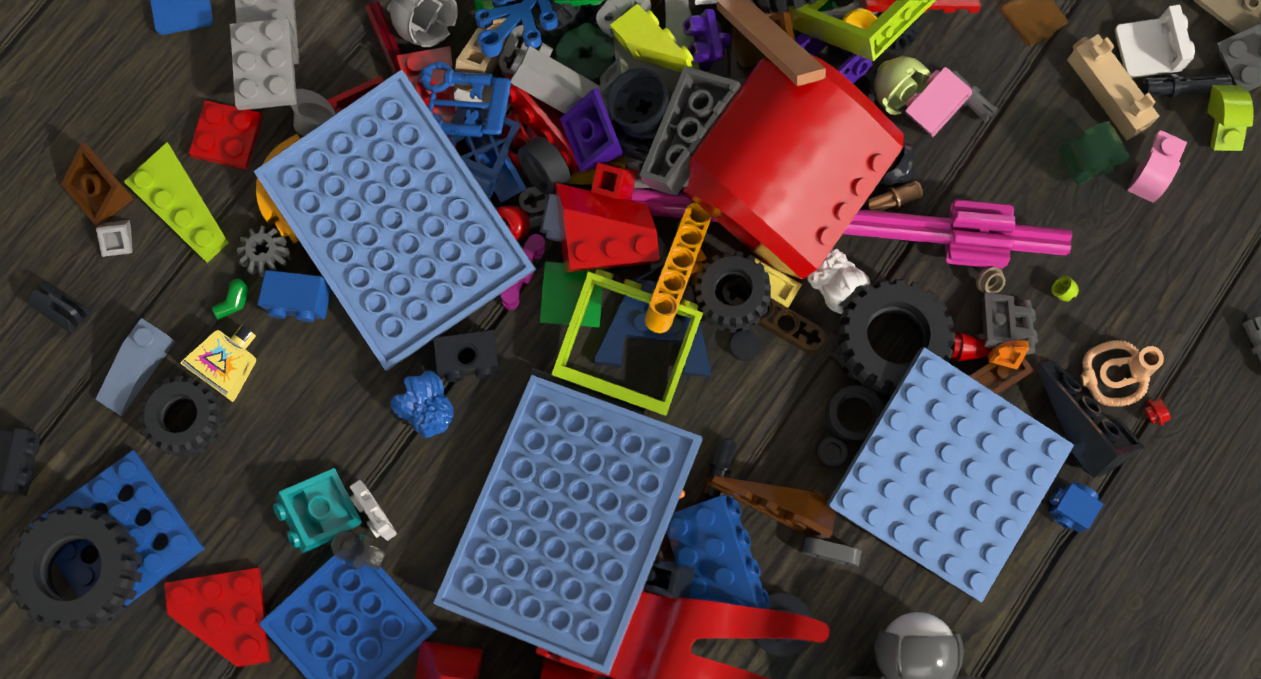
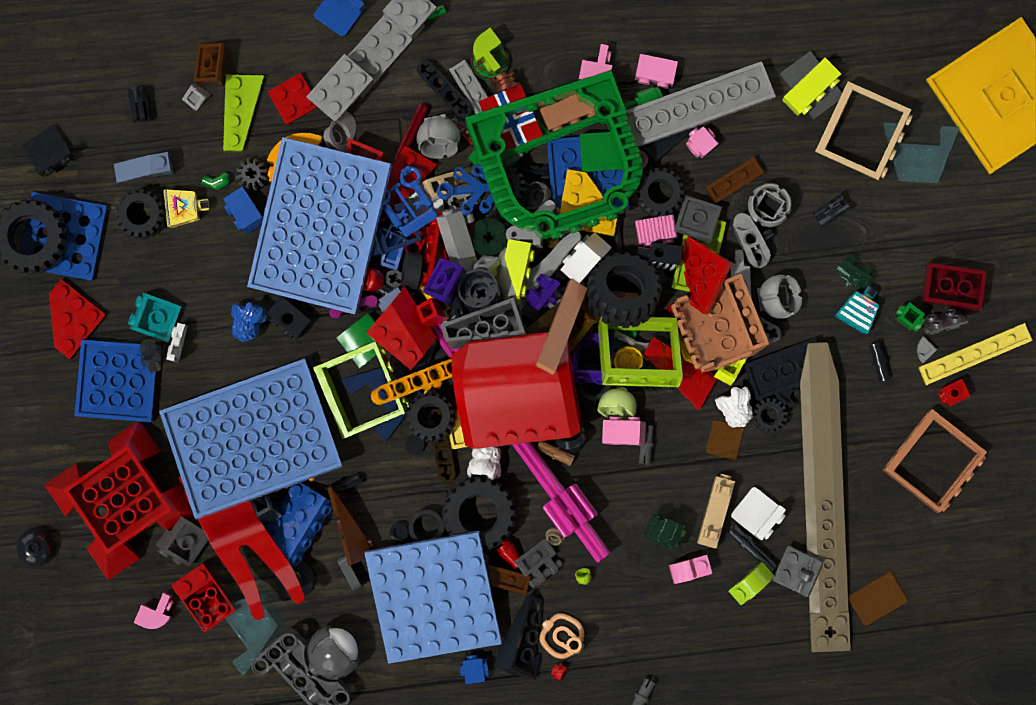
camera: 55 degrees right, 10 degrees up
(1009, 353) = (519, 575): orange tile -> none

